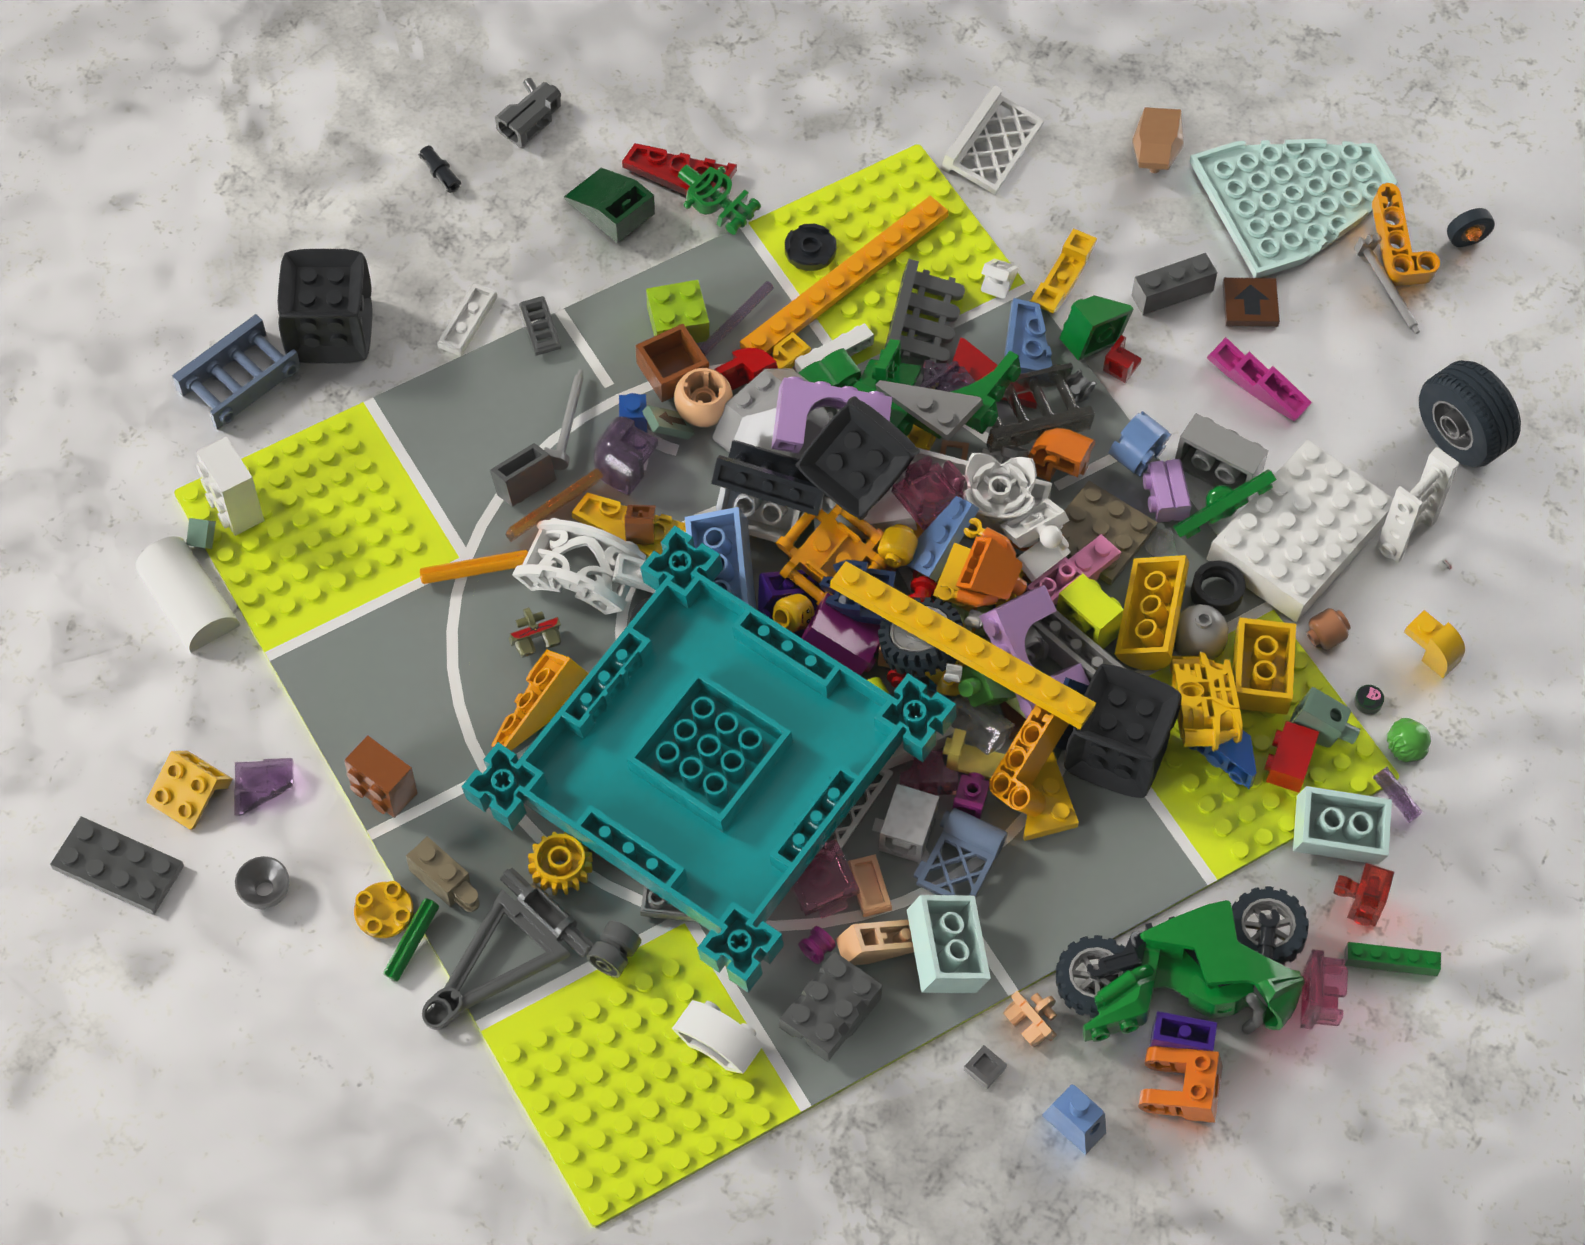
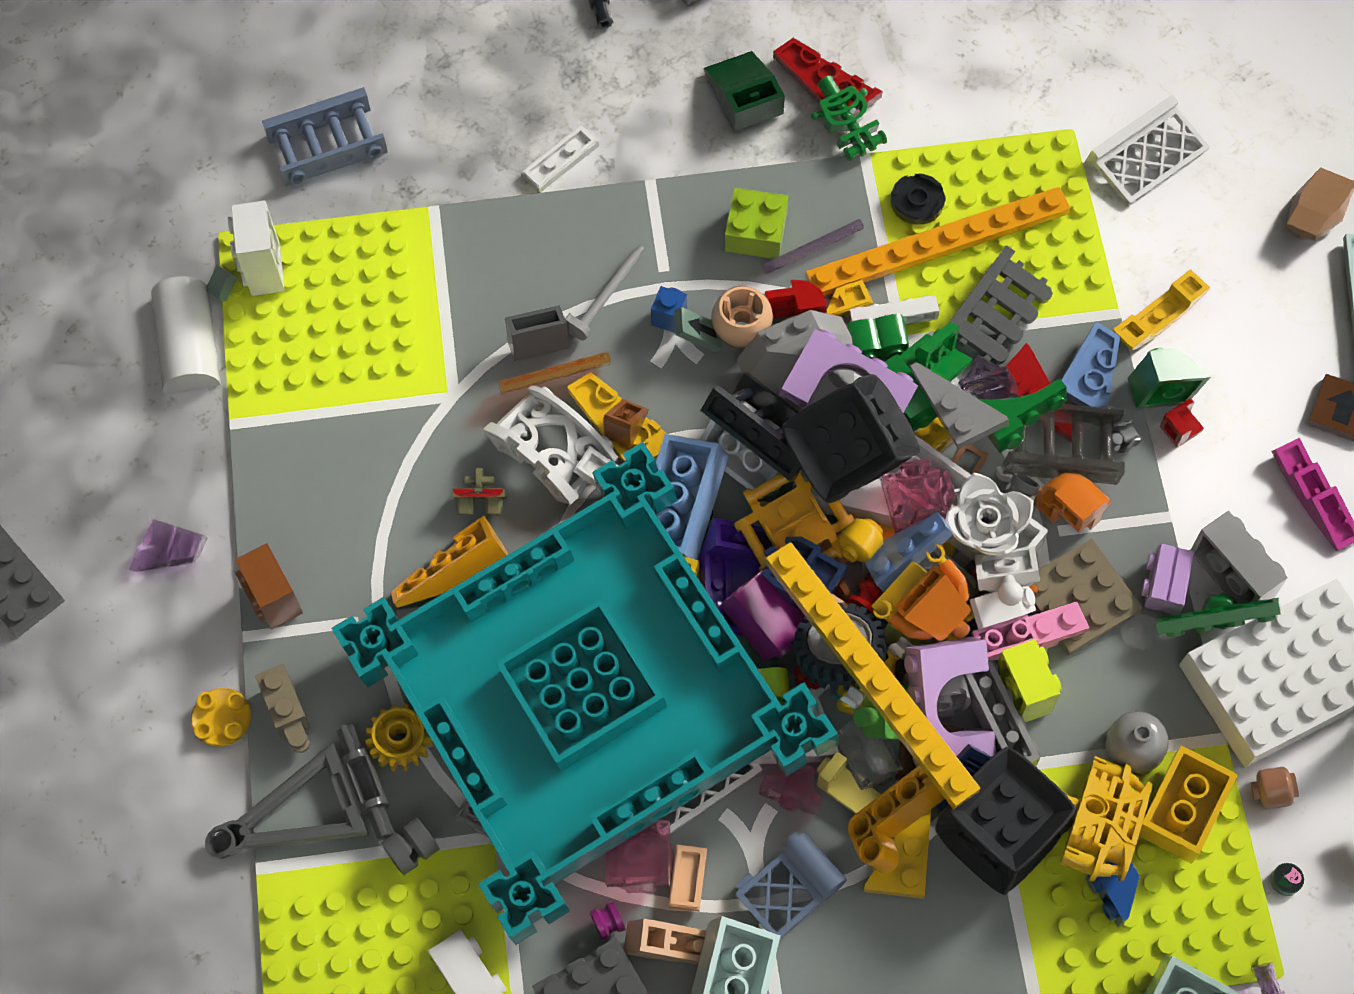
camera: 25 degrees right, 5 degrees up
(186, 787) = (98, 524): yellow bracket -> none
(259, 871) = (115, 636): flat silver piece -> none
(325, 305) = (426, 101): black piece -> none
(411, 939) = (230, 757): green axle -> none
(472, 567) = (452, 406): light orange axle -> none
(534, 310) = (625, 172): dark grey slope -> none
(622, 453) = (640, 345): clear purple brick -> none
(668, 358) = (726, 265): dark orange piece -> none
(793, 612) = (730, 569): yellow head -> none
(908, 823) = (751, 830): flat silver piece -> none
(973, 802) = (822, 834): magenta brick -> none
(998, 277) = (1091, 293): white slope -> none
(1139, 443) = (1158, 519): medium blue brick -> none
(1152, 612) = (1095, 702): yellow brick -> none
(1174, 283) = (1270, 362): dark grey brick -> none
(1221, 570) = (1185, 682): black tyre -> none
(1292, 756) = (1175, 912): red brick -> none
(1326, 716) = (1223, 887): sand green torso -> none
(1409, 740) = (1310, 940): bright green hair -> none

